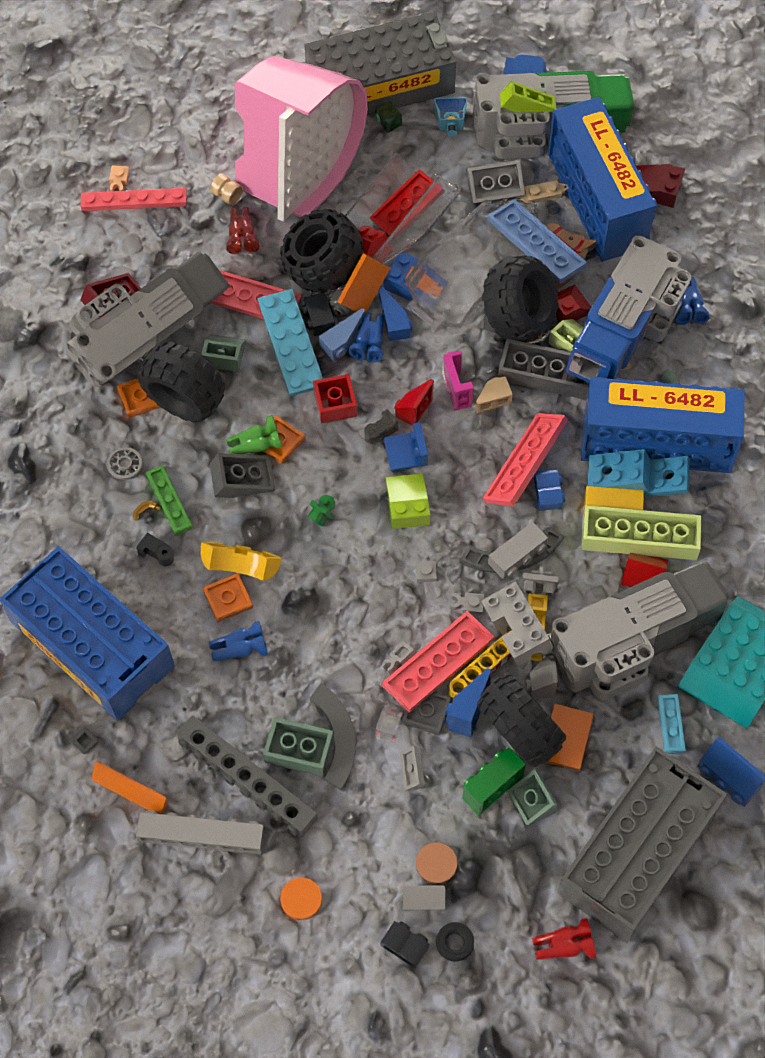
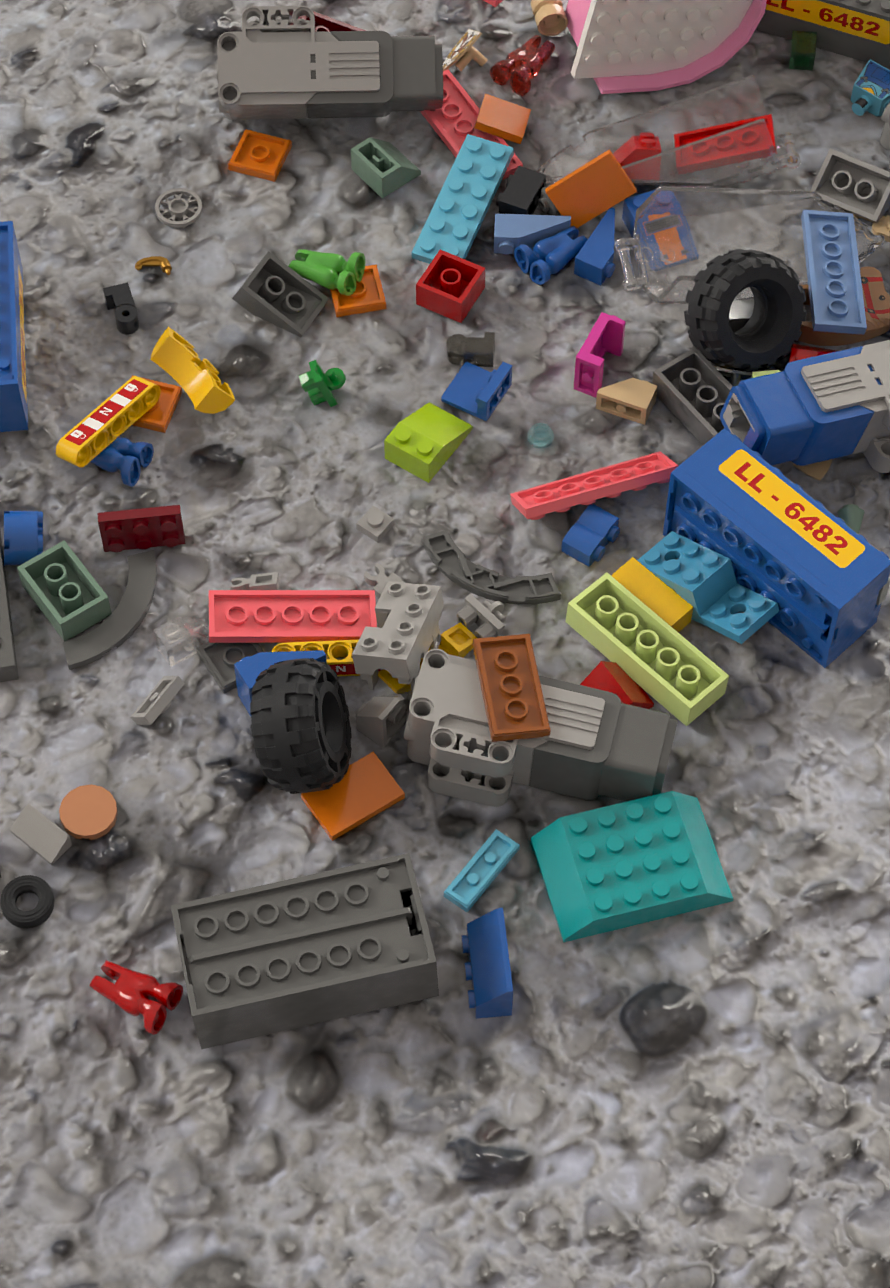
camera: 40 degrees right, 5 degrees down
(169, 500) = (186, 272): bright green tile -> none
(181, 382) = (296, 155): black tyre -> none
(199, 241) = (464, 52): none -> shield
(225, 626) = (108, 421): none -> yellow beam
(244, 733) = (22, 536): none -> blue brick
(263, 274) = (502, 118): none -> orange tile
(307, 676) = (141, 528): none -> dark red plate
(333, 263) = (576, 124): black tyre -> none
(415, 403) = (533, 349): red slope -> none
(465, 452) = (540, 436): none -> clear light blue plate
(493, 780) = (219, 773): green brick -> none
(518, 551) = (488, 568): light grey brick -> none
(532, 798) = (251, 826): sand green slope -> none
(615, 610) = (511, 687): none -> dark orange tile

